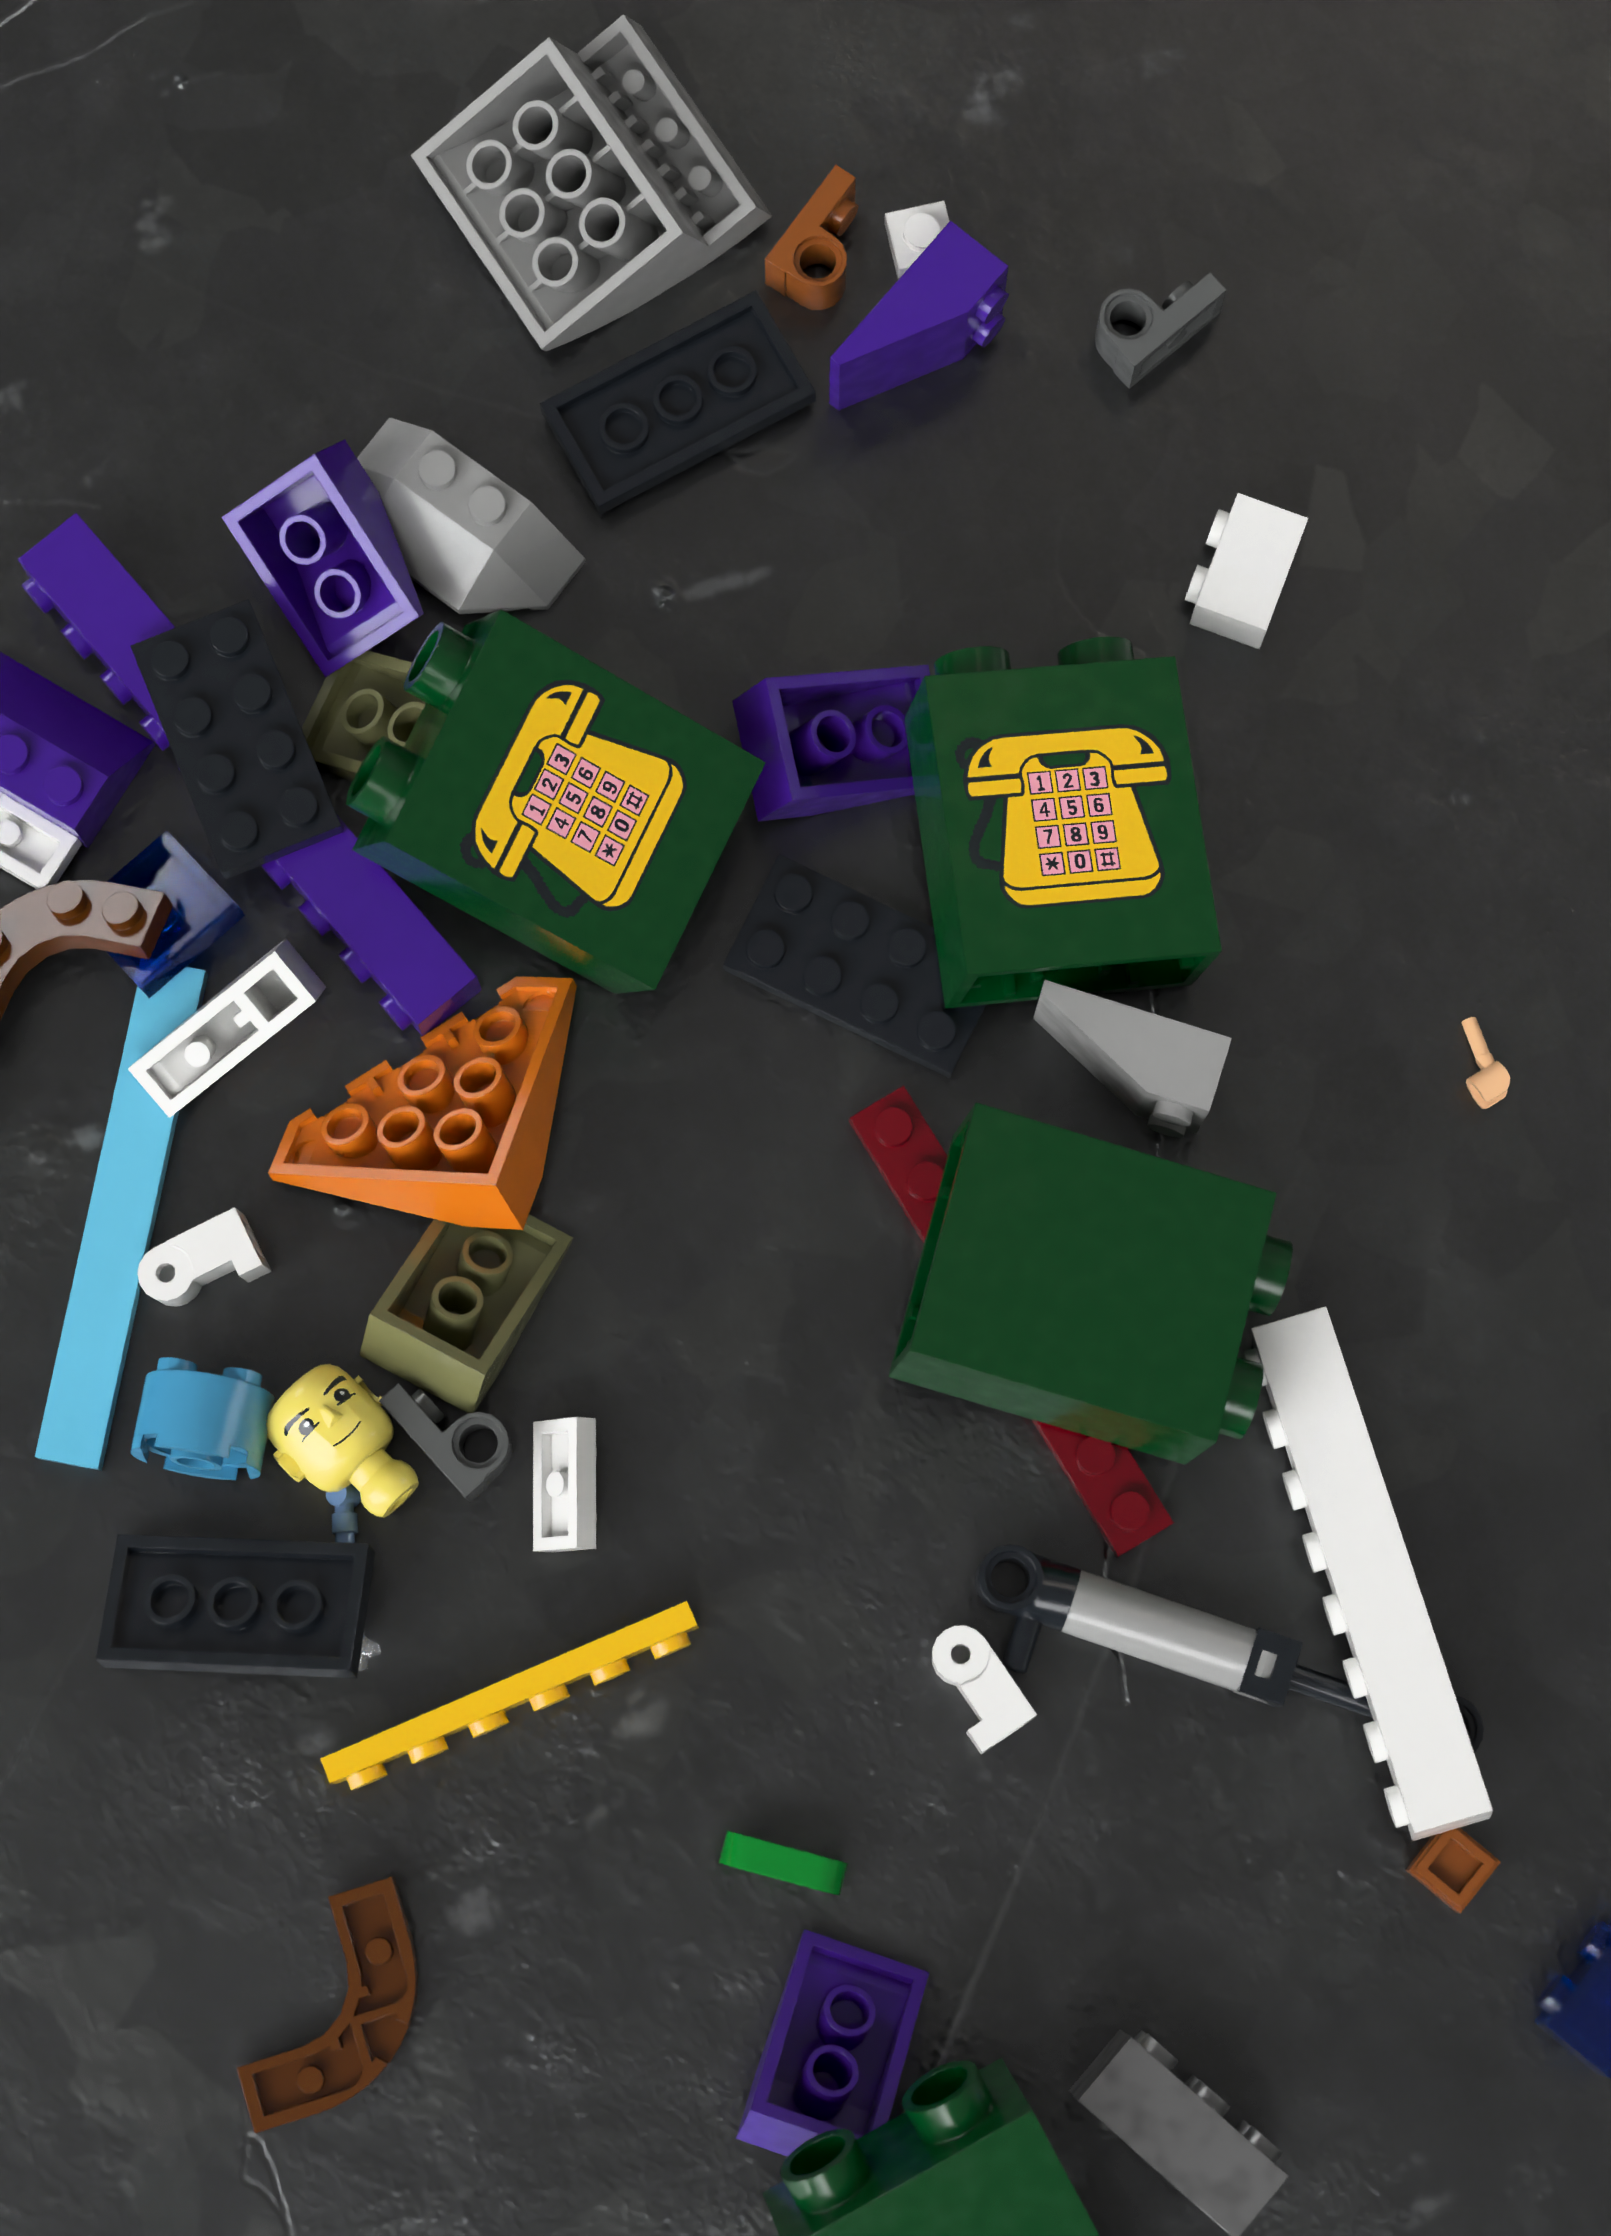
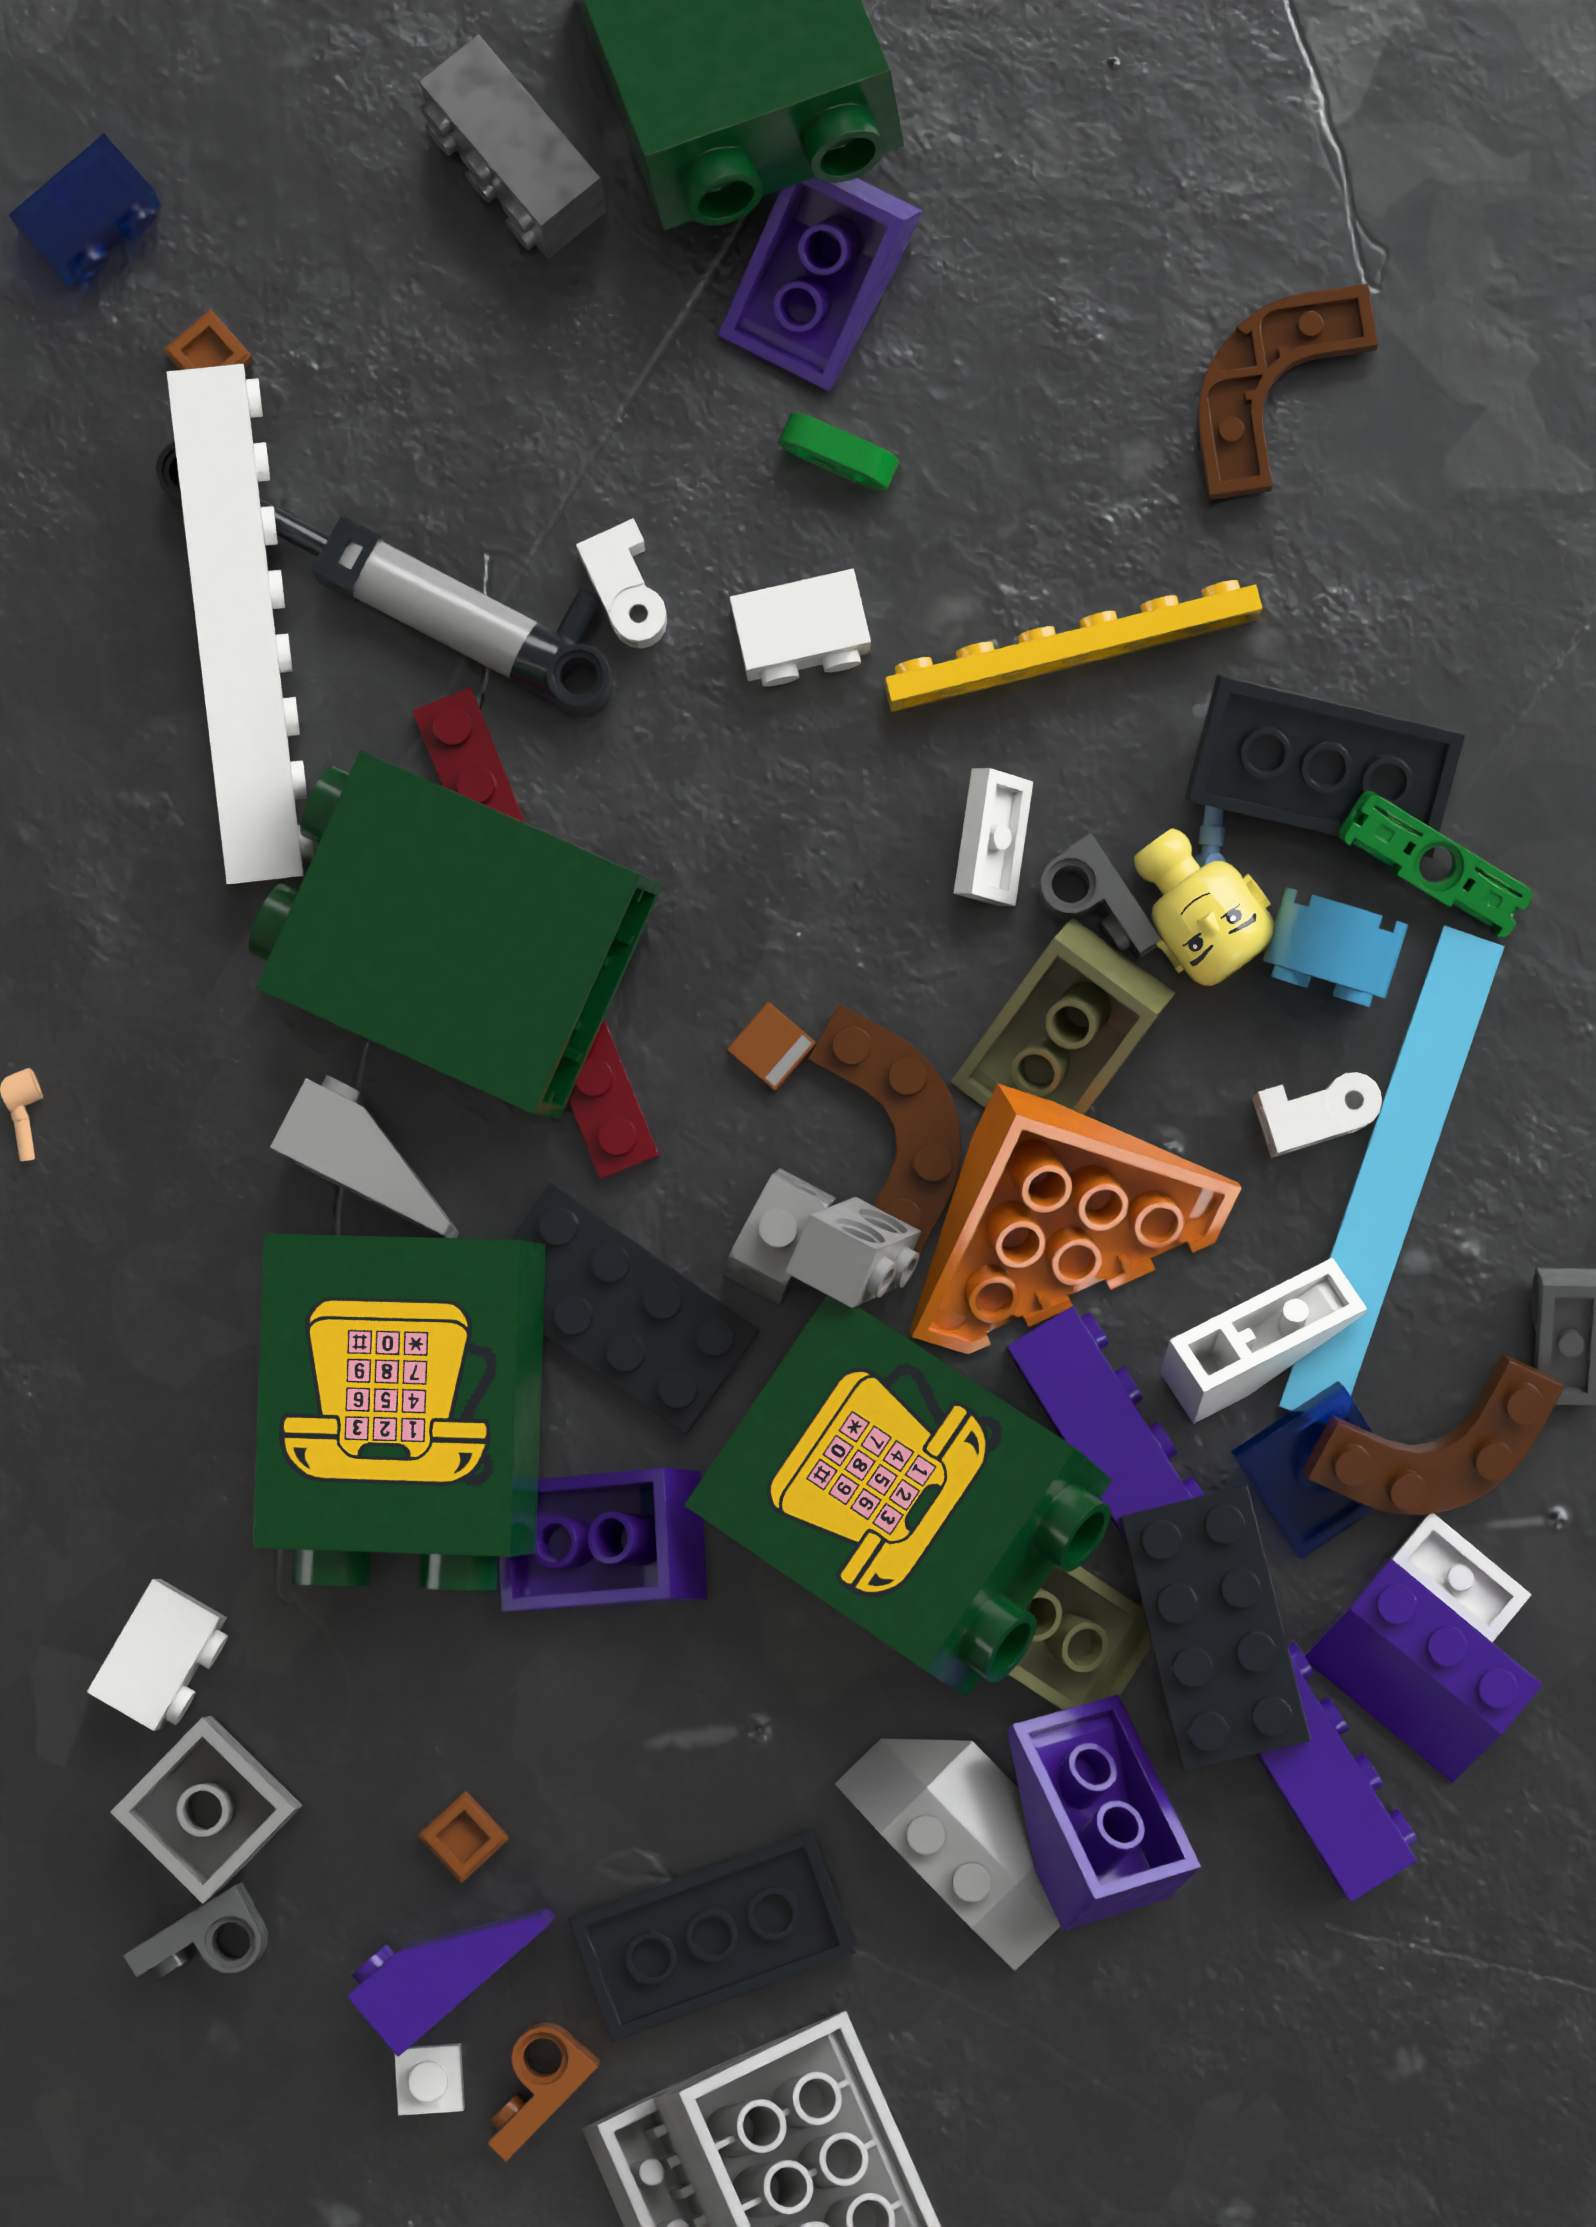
camera: 165 degrees left, 5 degrees up
(146, 1544) = (1403, 839): none -> green piece
(595, 1198) = (916, 1106): none -> reddish brown plate
(637, 1035) = (855, 1252): none -> light grey brick
(715, 1058) = (773, 1234): none -> light grey torso
(755, 1243) = (771, 1047): none -> dark orange tile
(793, 1669) = (801, 627): none -> white brick
(927, 457) = (463, 1836): none -> dark orange tile
(1173, 433) = (206, 1809): none -> light grey brick

